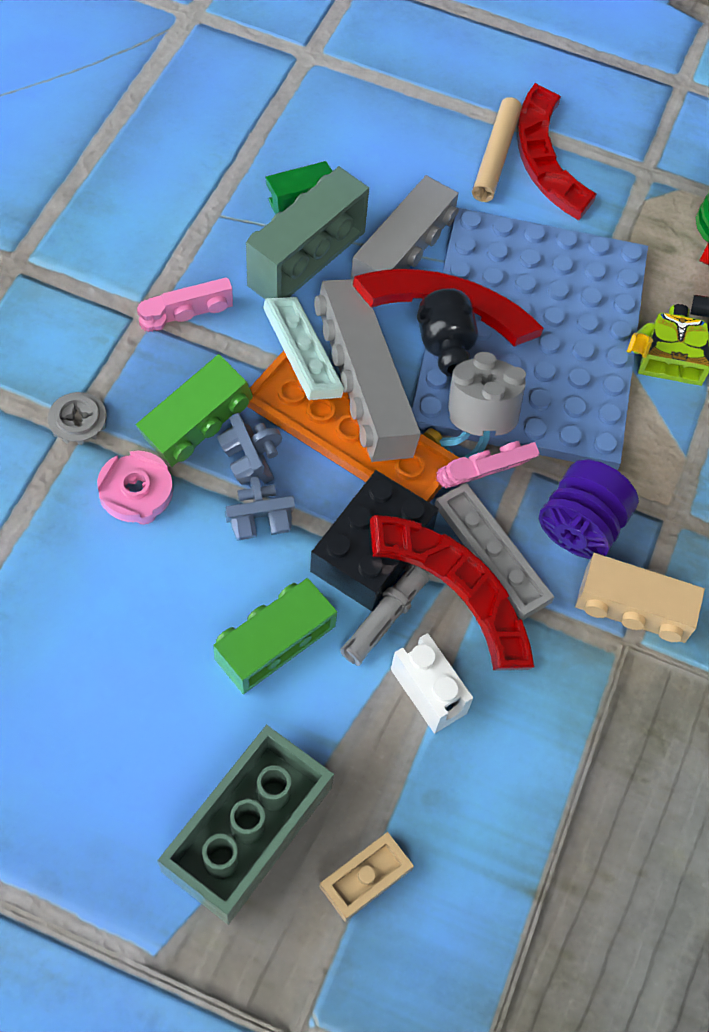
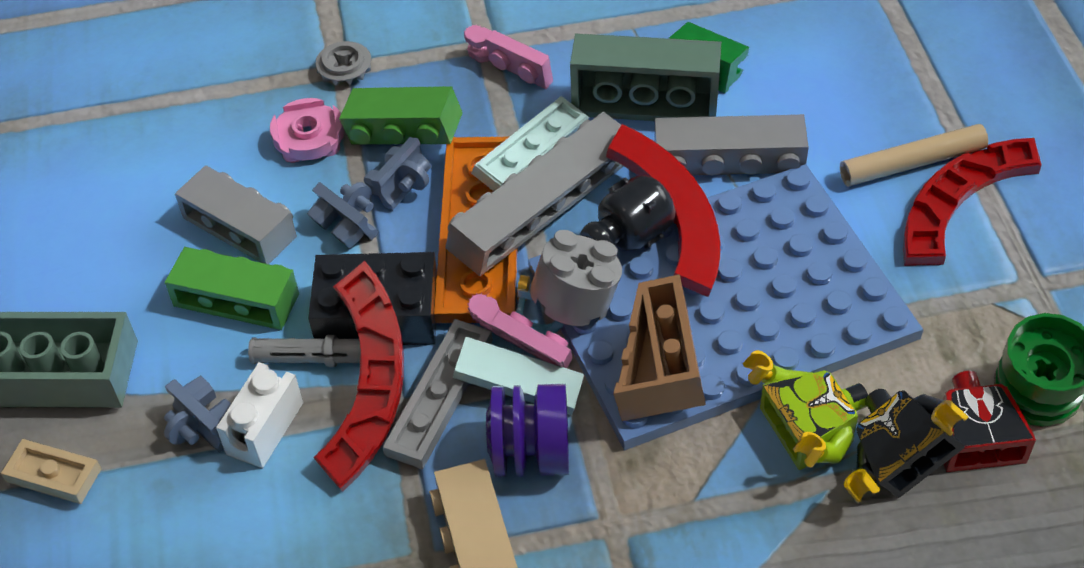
camera: 65 degrees right, 10 degrees down
(193, 589) = (236, 214): none -> light grey brick
(395, 736) = (192, 414): none -> sand blue hips
(518, 491) = (495, 366): none -> light aqua tile
(586, 387) = (660, 356): none -> medium nougat wedge

